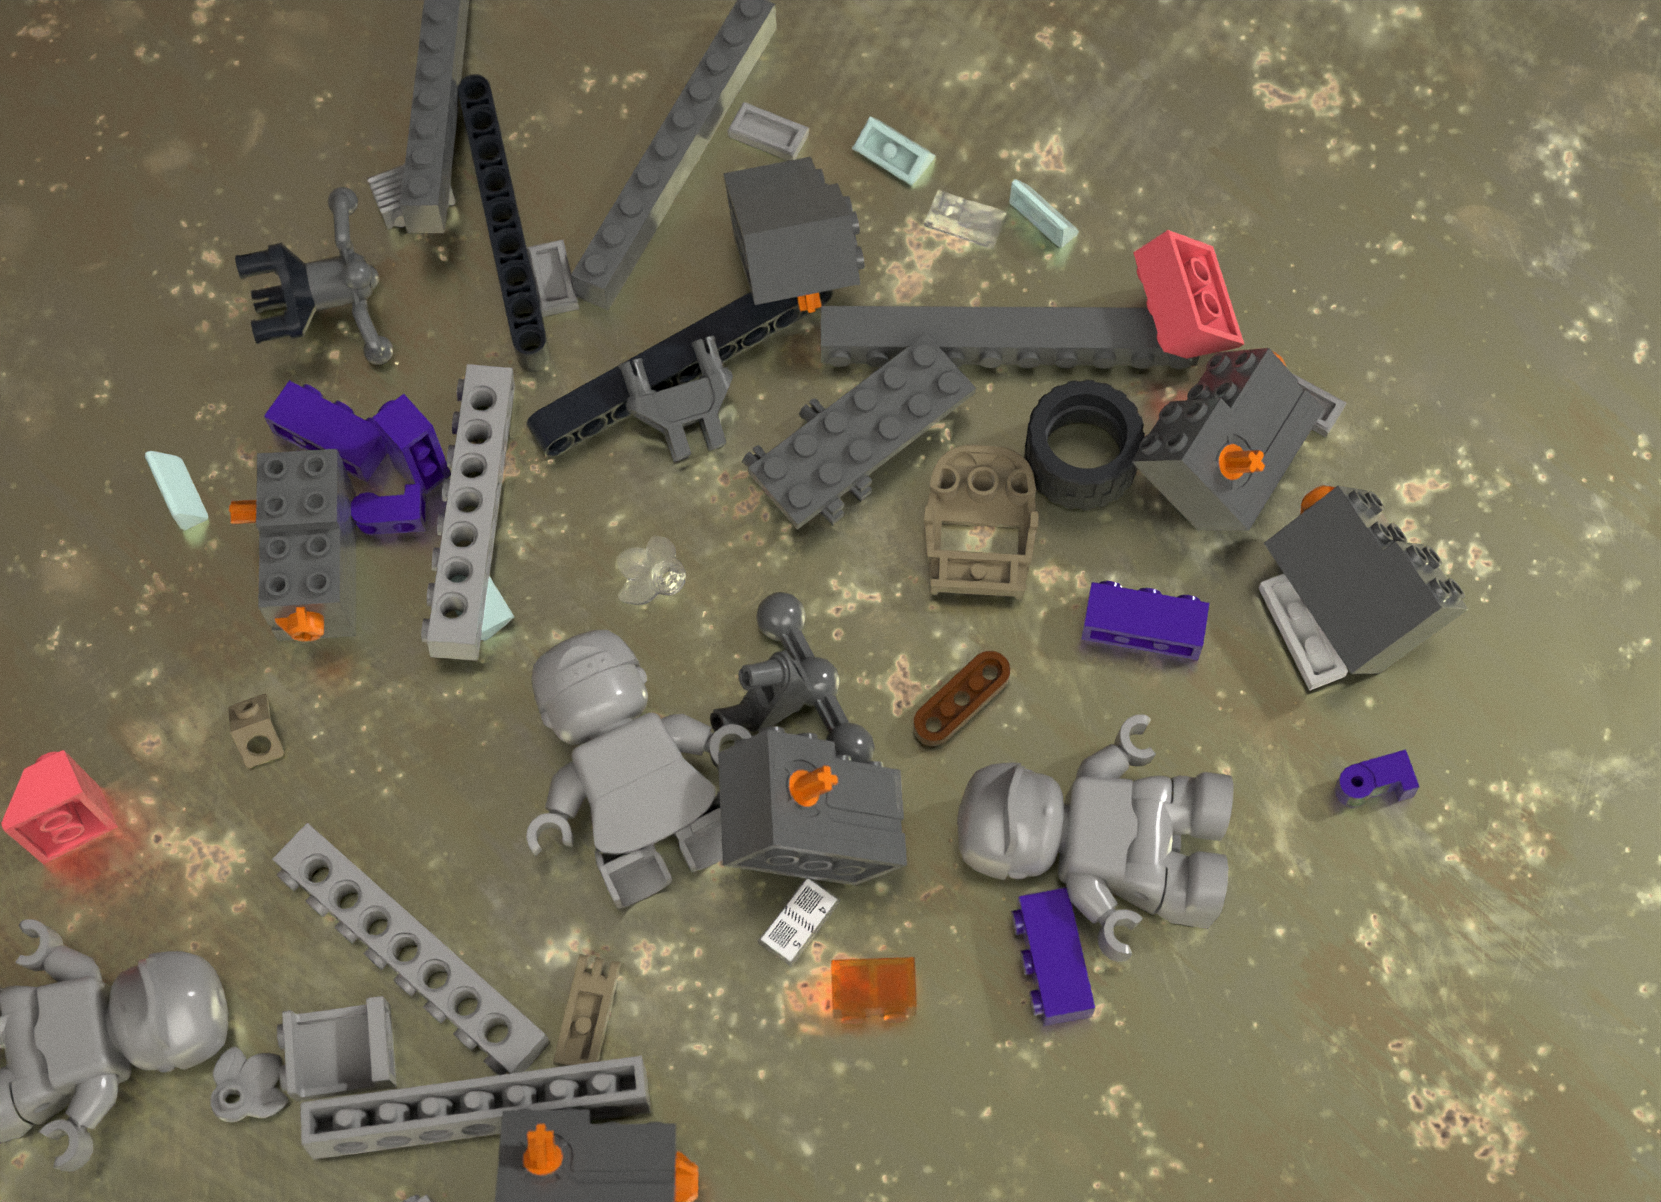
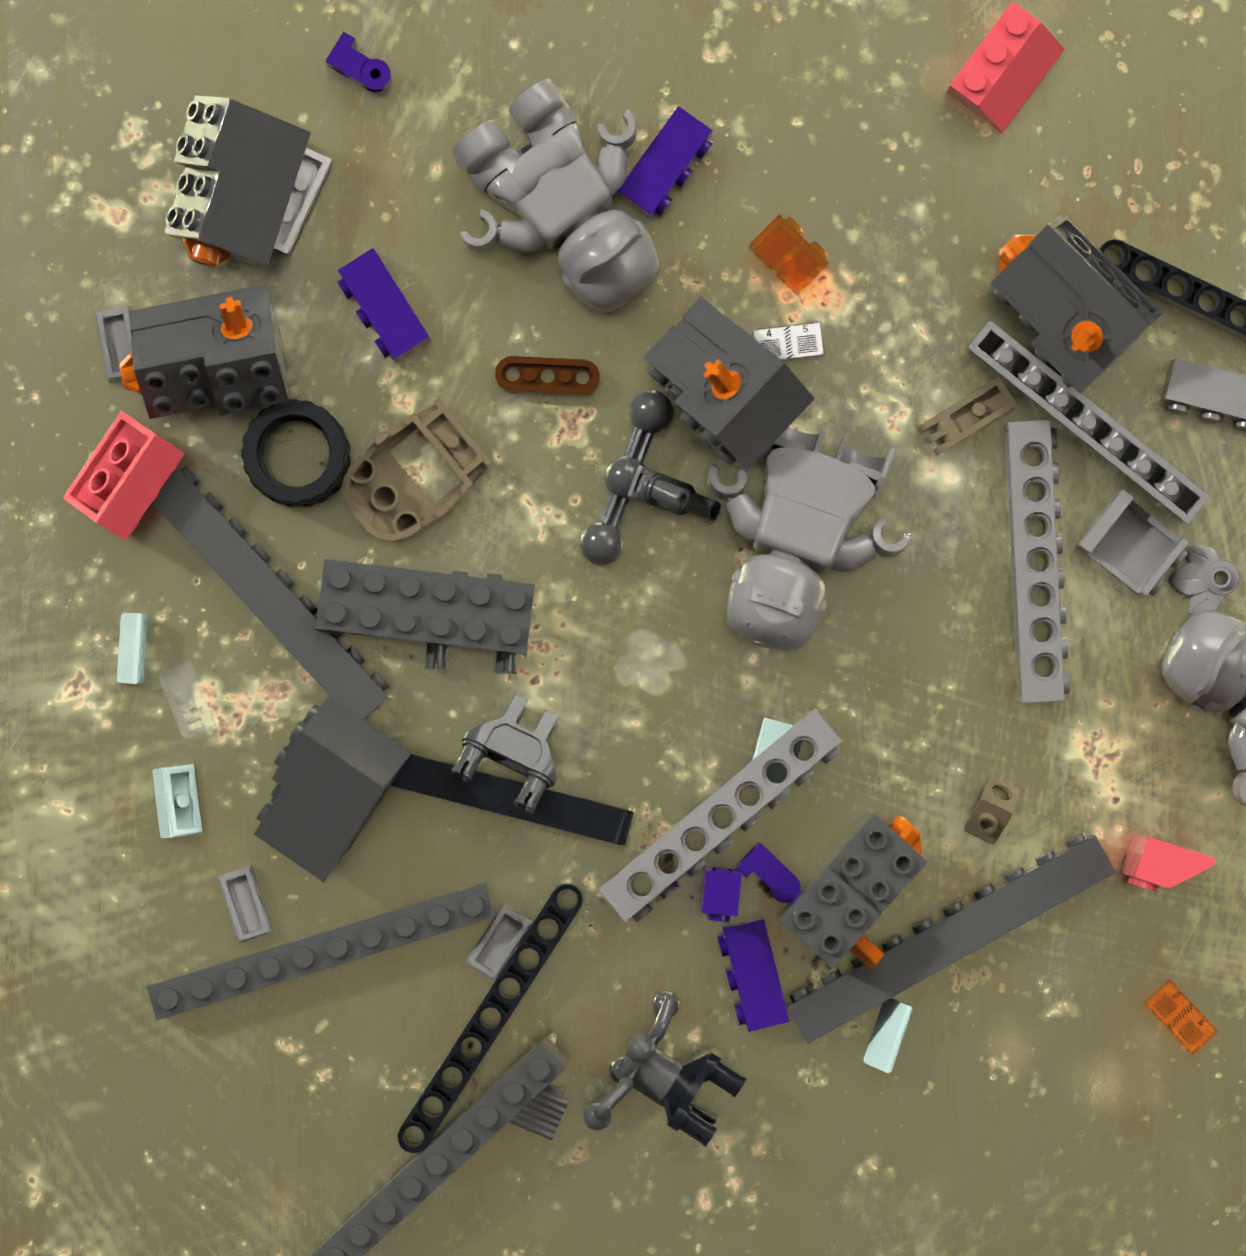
camera: 135 degrees left, 20 degrees up
(188, 613) = (951, 937): none -> dark grey brick

